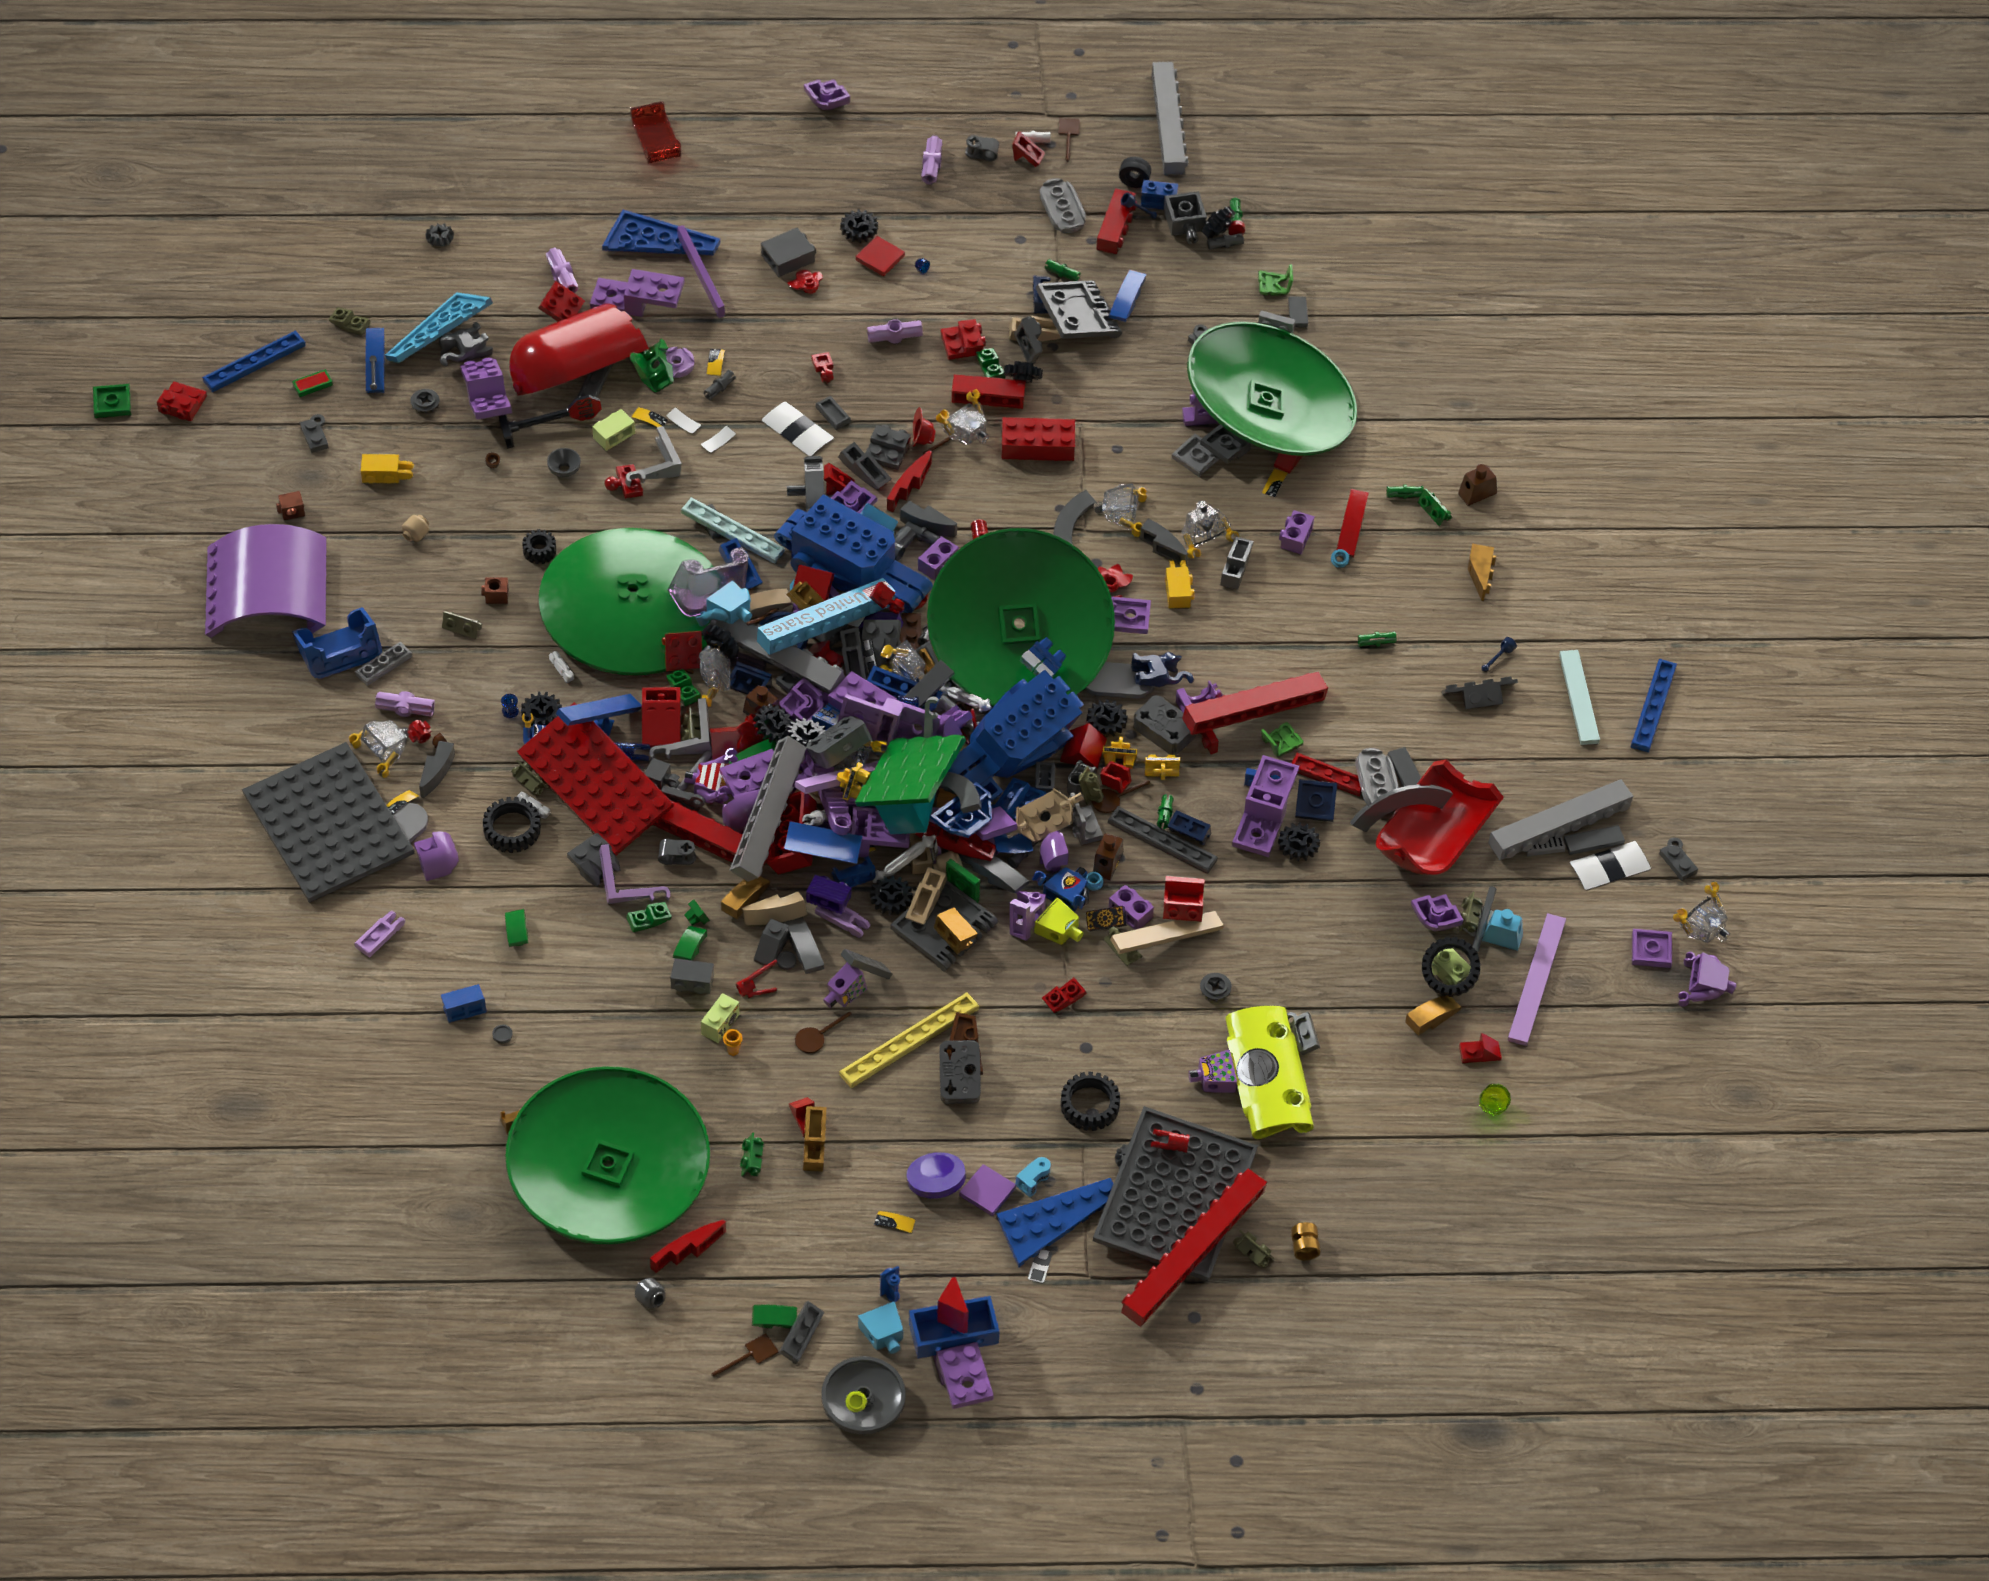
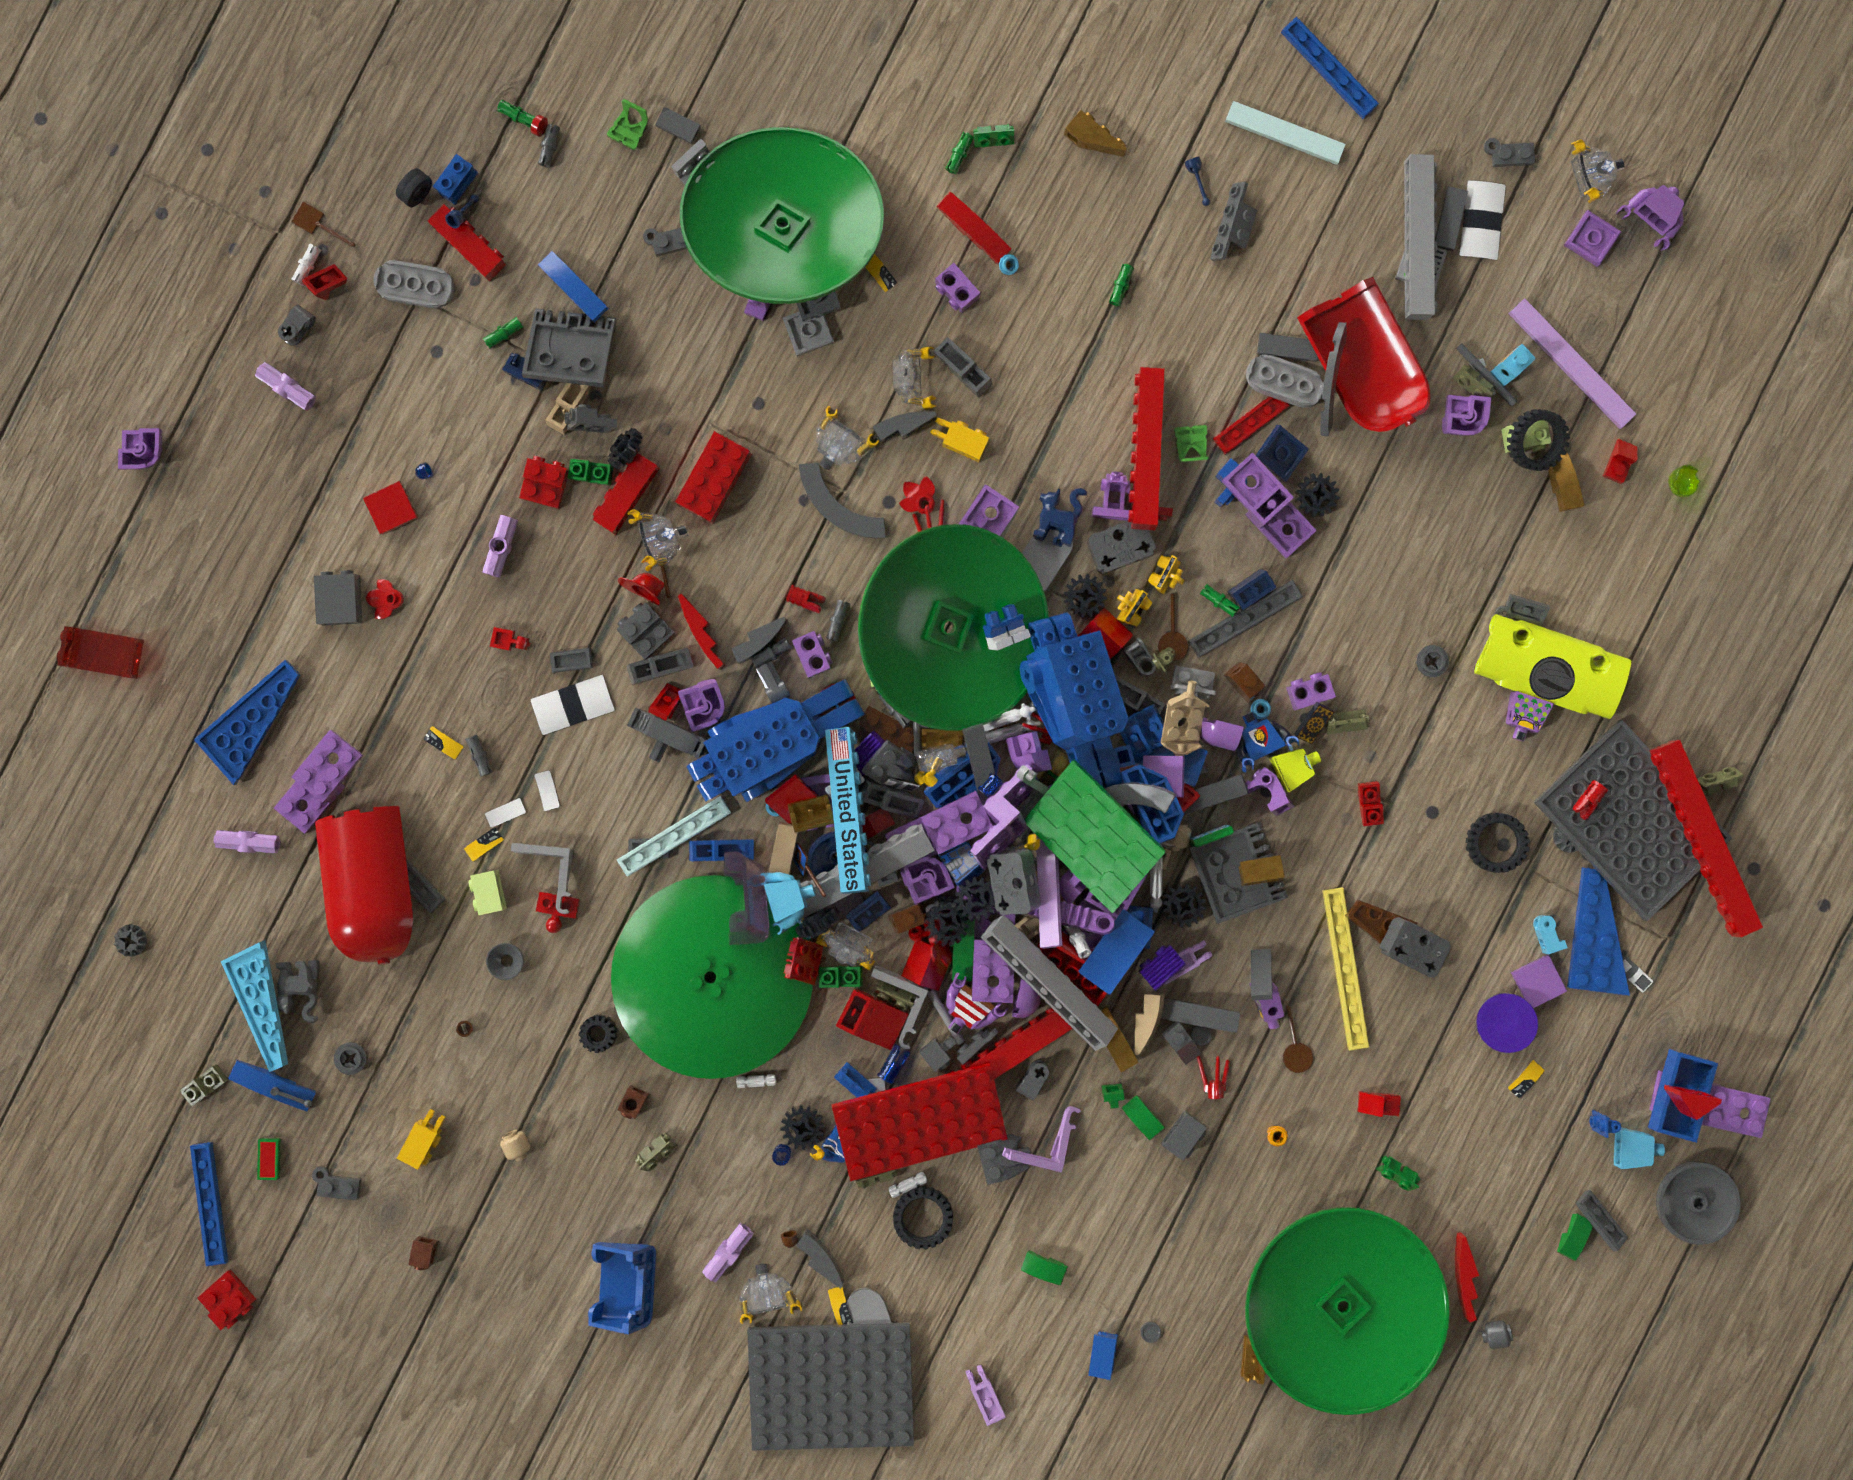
camera: 55 degrees left, 35 degrees up
(112, 400) = (190, 1367): green tile -> none
(266, 573) = (511, 1320): medium lavender panel -> none
(383, 663) = (662, 1236): light grey tile -> none
(419, 731) = (770, 1255): red gear -> none
(437, 855) = (923, 1303): medium lavender brick -> none
(485, 388) = (372, 996): medium lavender bracket -> none
(561, 302) = (292, 864): red plate -> none
(580, 409) = (430, 994): black piece -> none
(598, 709) = (848, 1085): blue tile -> none
(653, 916) = (1090, 1138): green slope -> none
(658, 377) = (415, 822): green piece -> none
(686, 361) = (436, 787): lavender tile -> none
(701, 271) = (323, 703): medium lavender tile -> none
(720, 1018) = (1241, 1131): yellowish green brick -> none
(759, 1349) = (1595, 1261): reddish brown piece -> none
(814, 1138) = (1415, 1112): pearl gold slope -> none
(856, 1401) = (1710, 1217): neon yellow plate -> none
(857, 775) = (1070, 890): yellow hips -> none
(859, 226) = (345, 506): black gear -> none
(879, 517) = (744, 694): medium azure bracket -> none
(883, 596) = (853, 743): red plate -> none
(926, 896) = (1210, 877): tan slope -> none
(1116, 776) = (1165, 621): red window -> none
(1165, 933) = (1359, 676): tan tile -> none
(1168, 118) = (352, 109): light grey brick -> none
(1183, 898) = (1331, 641): red panel -> none
(1185, 214) = (502, 179): dark grey brick -> none
(1218, 222) = (528, 141): black gear -> none
(1305, 1241) = (1744, 735): pearl gold wheel -> none
(1478, 485) = (994, 77): reddish brown torso -> none

